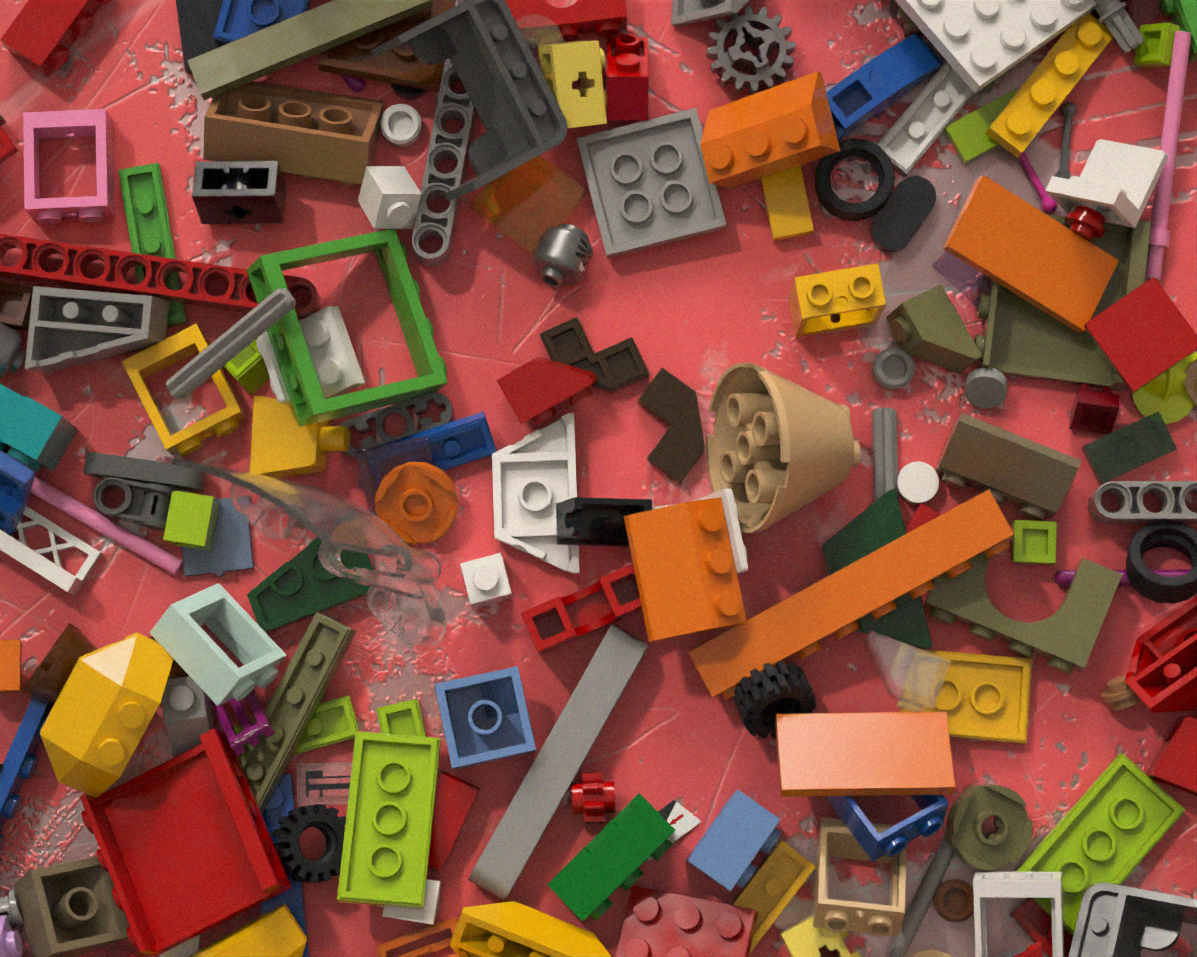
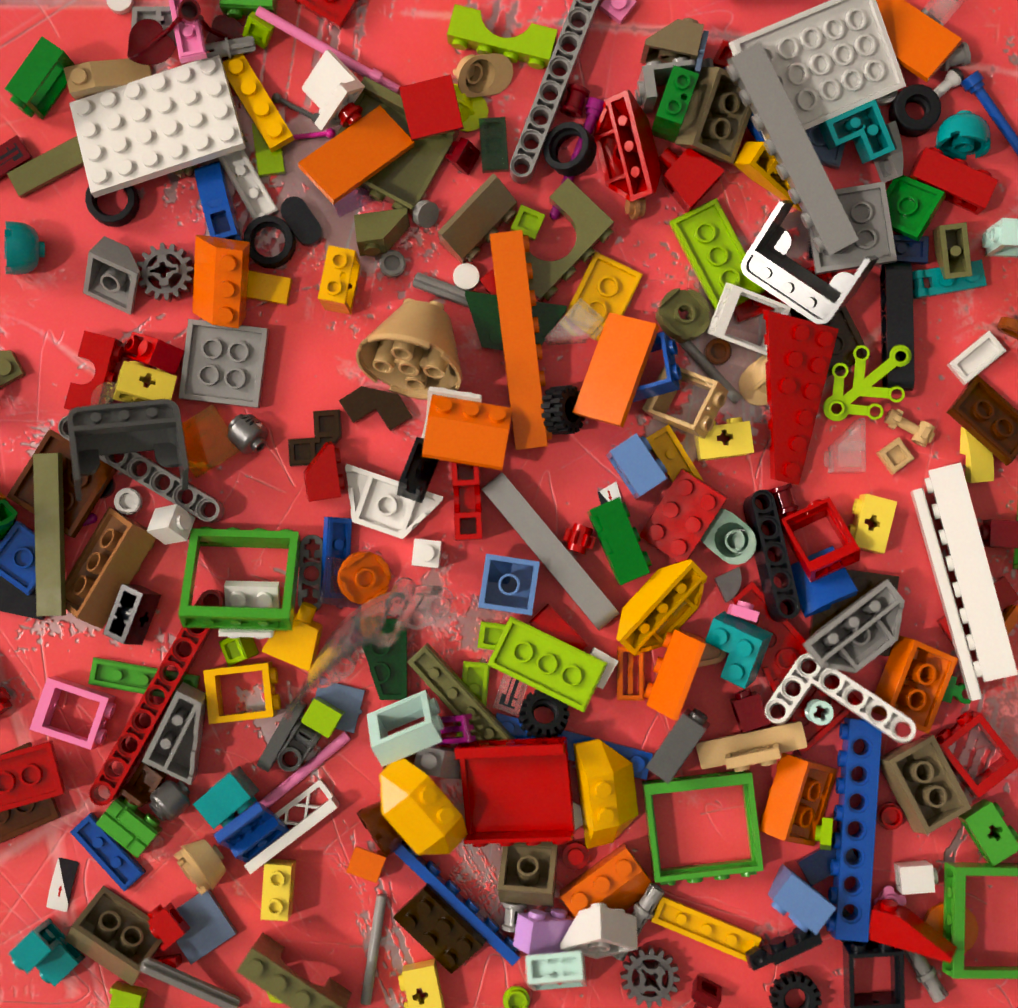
camera: 70 degrees left, 5 degrees up
(231, 343) = (225, 652): light grey axle -> none

